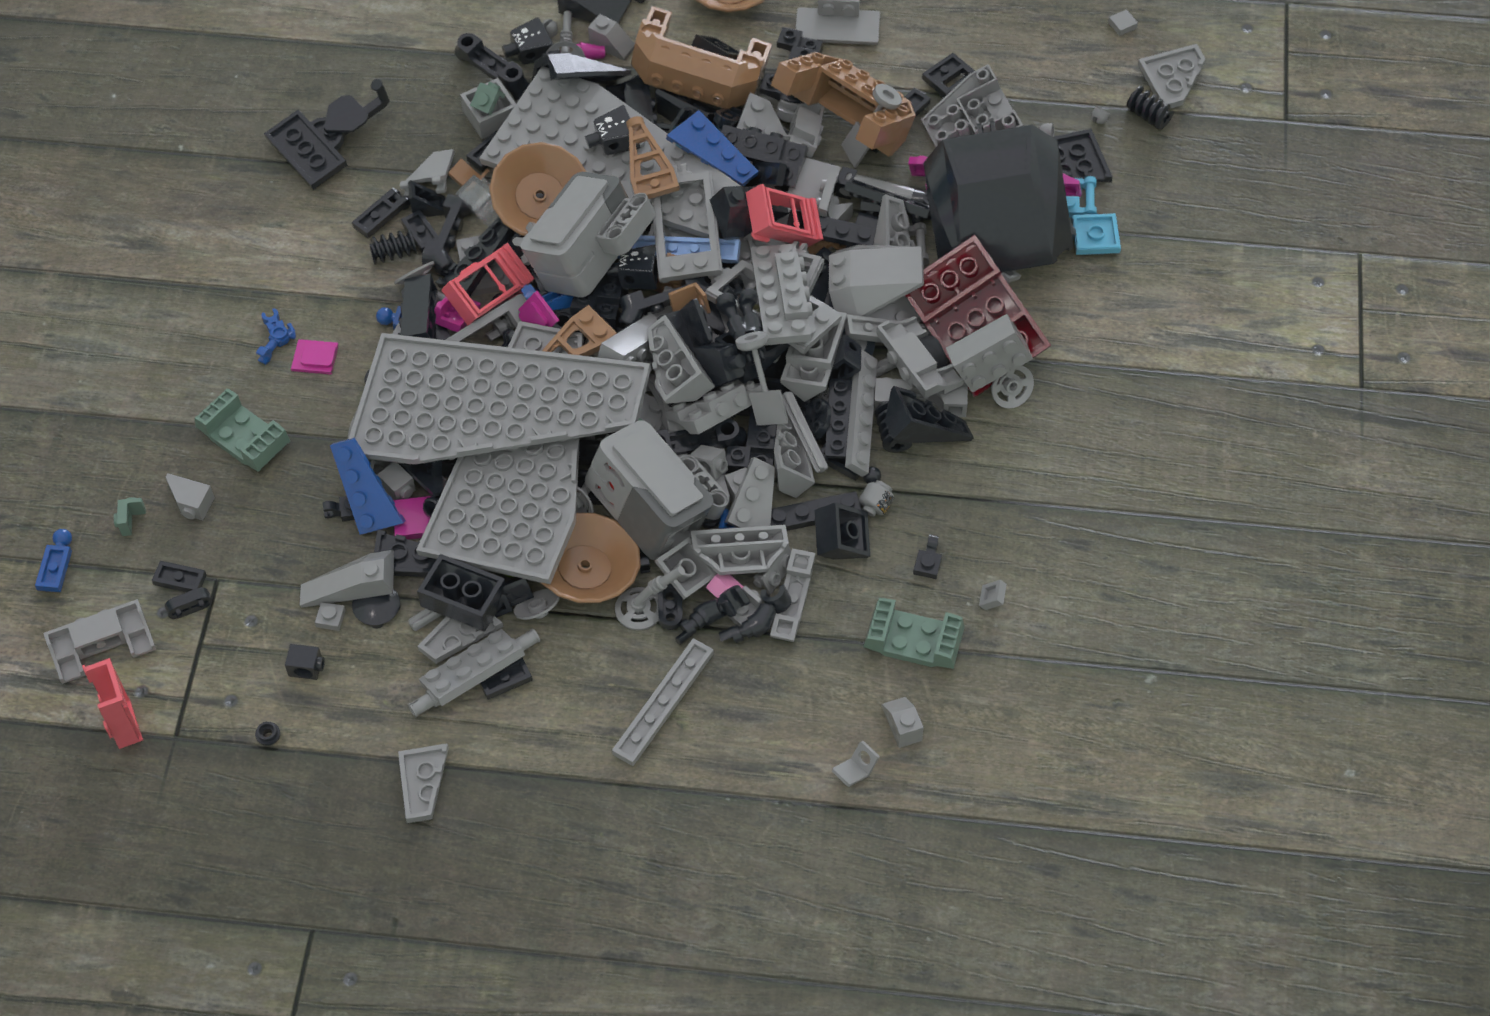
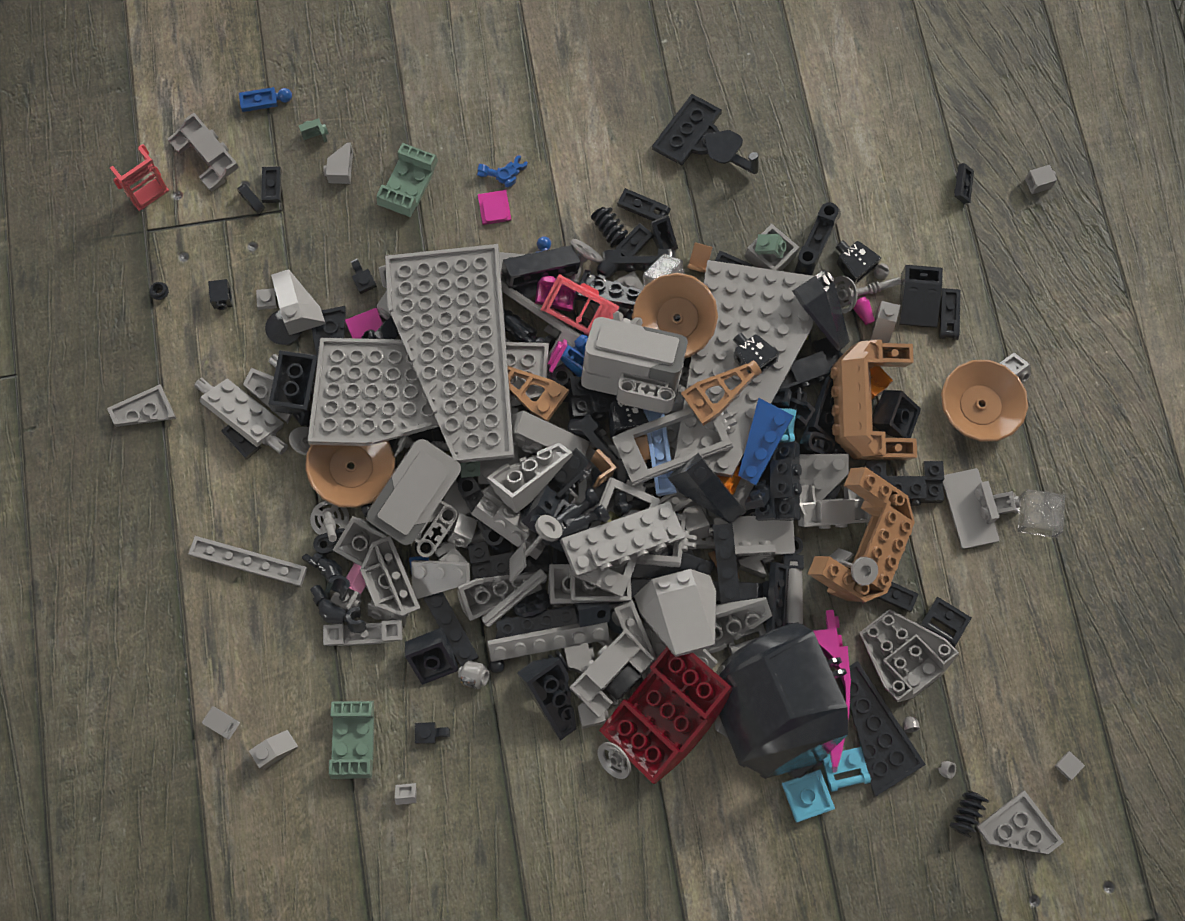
camera: 70 degrees right, 15 degrees up
(364, 490) = (365, 282): blue wing -> none
(433, 169) = (696, 230): light grey flag -> none
(762, 220) = (698, 496): coral piece -> none
(989, 353) = (620, 732): light grey piece -> none

